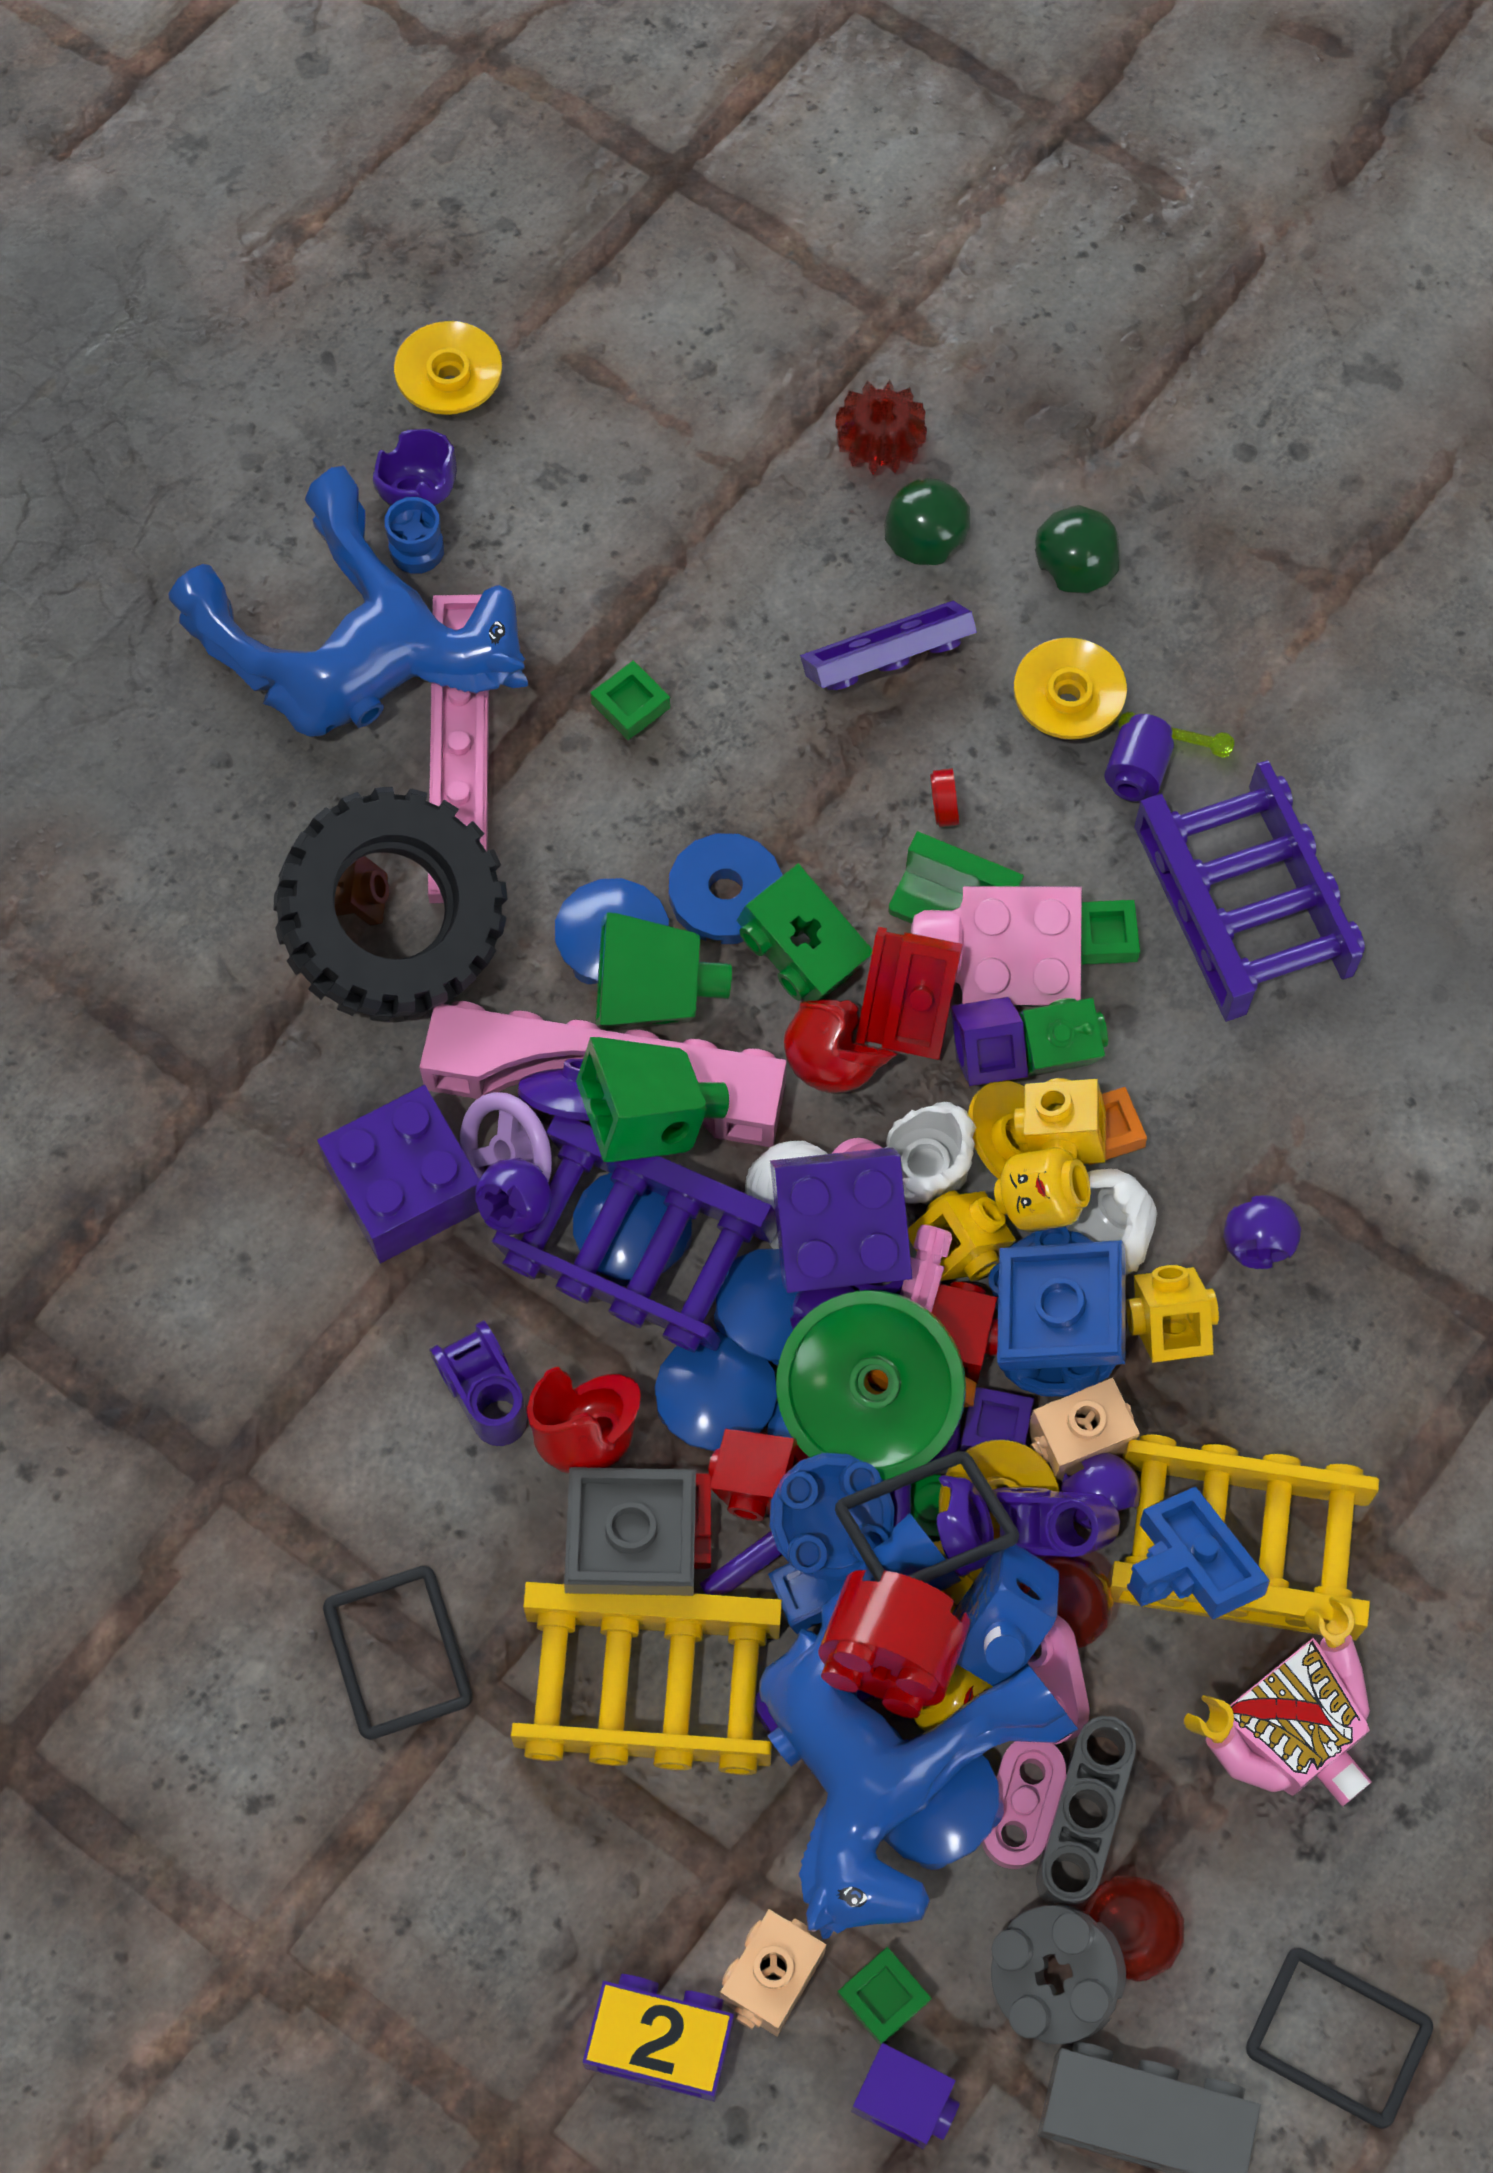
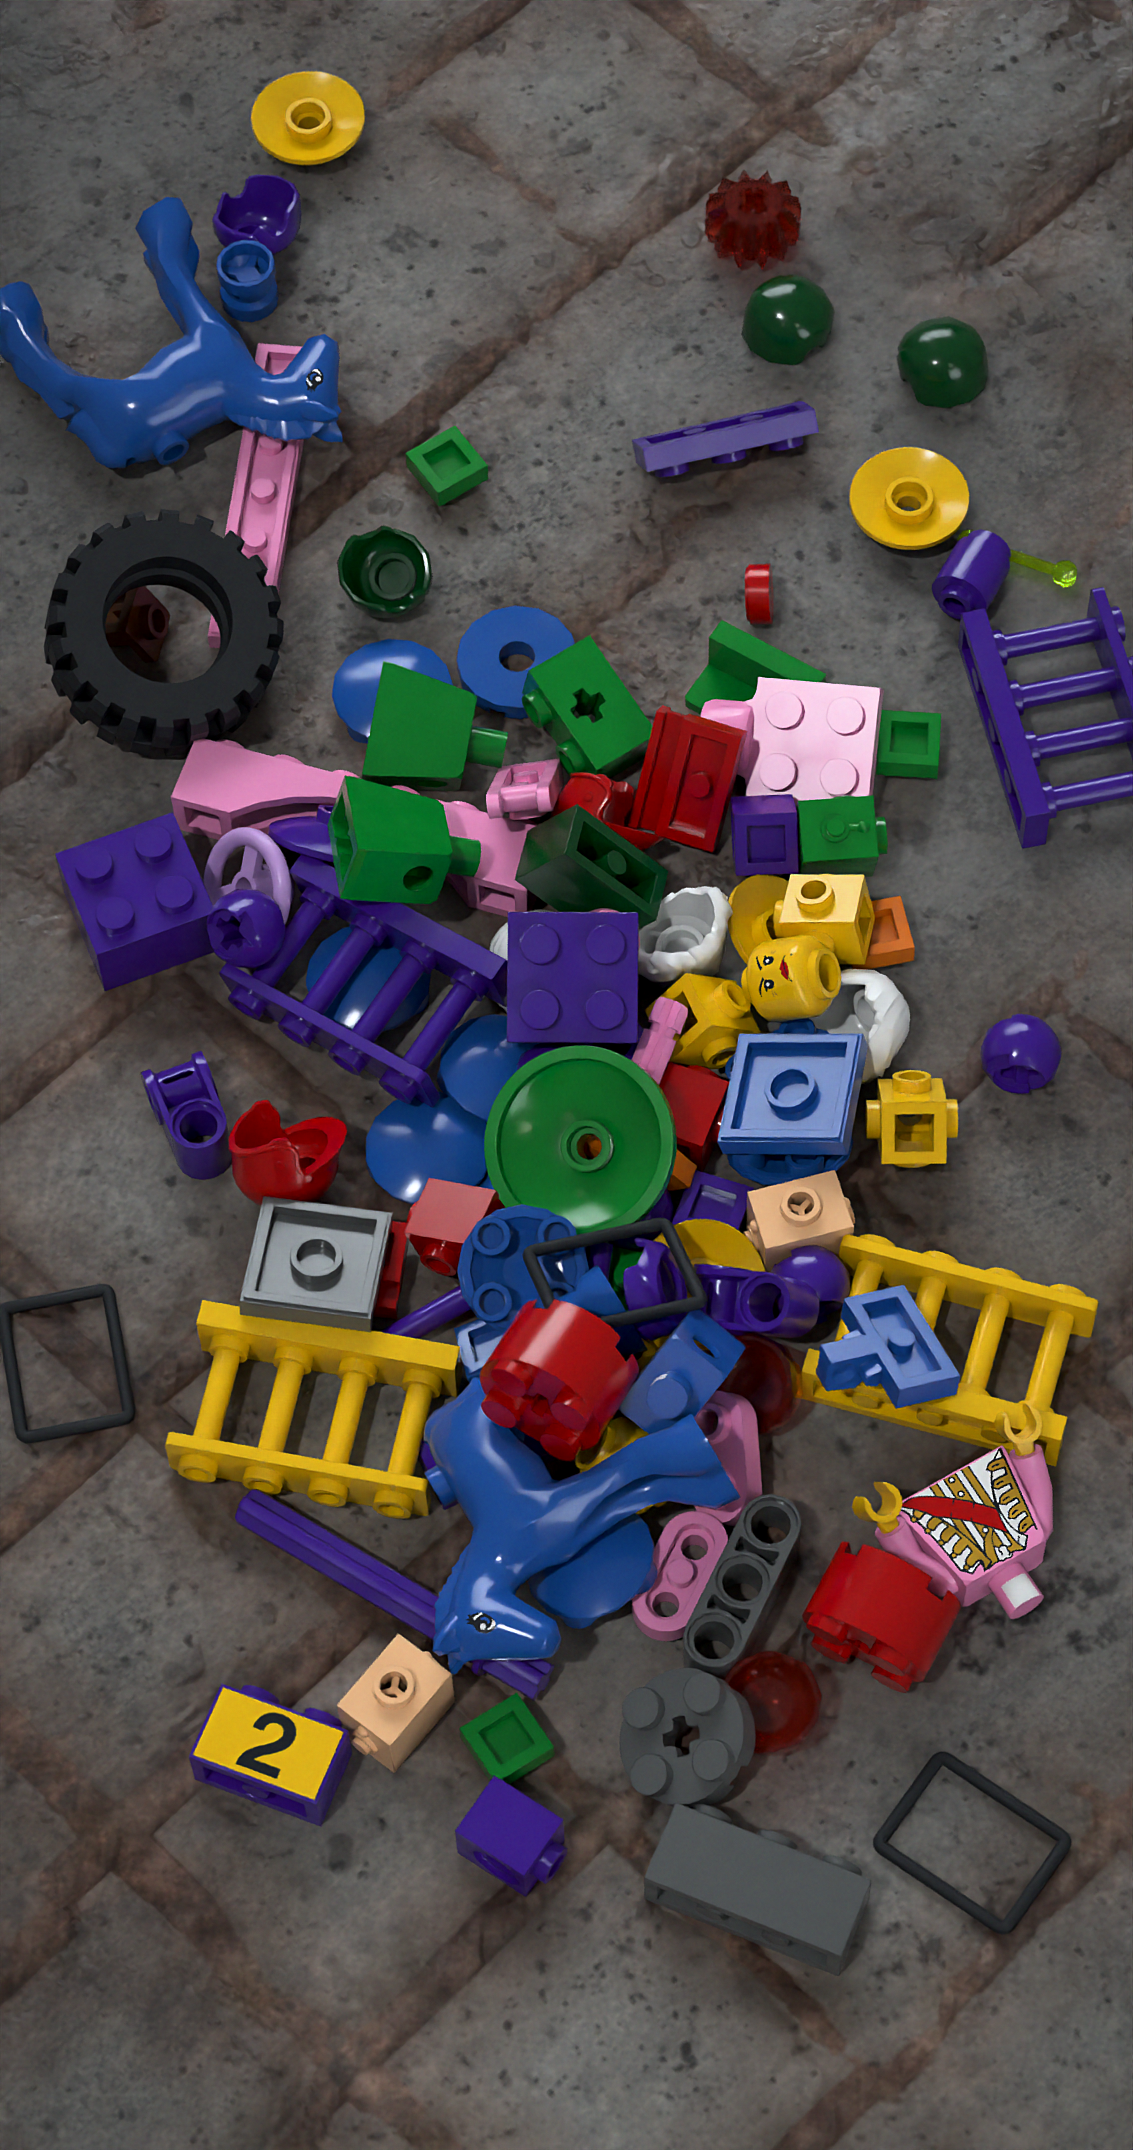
camera: 10 degrees right, 5 degrees down
(589, 814) = (385, 572): none -> dark green hair
(711, 1837) = (371, 1581): none -> dark purple axle
(758, 1022) = (525, 789): none -> bright pink hinge
(833, 1100) = (587, 866): none -> dark green brick
(1224, 1825) = (880, 1614): none -> red brick

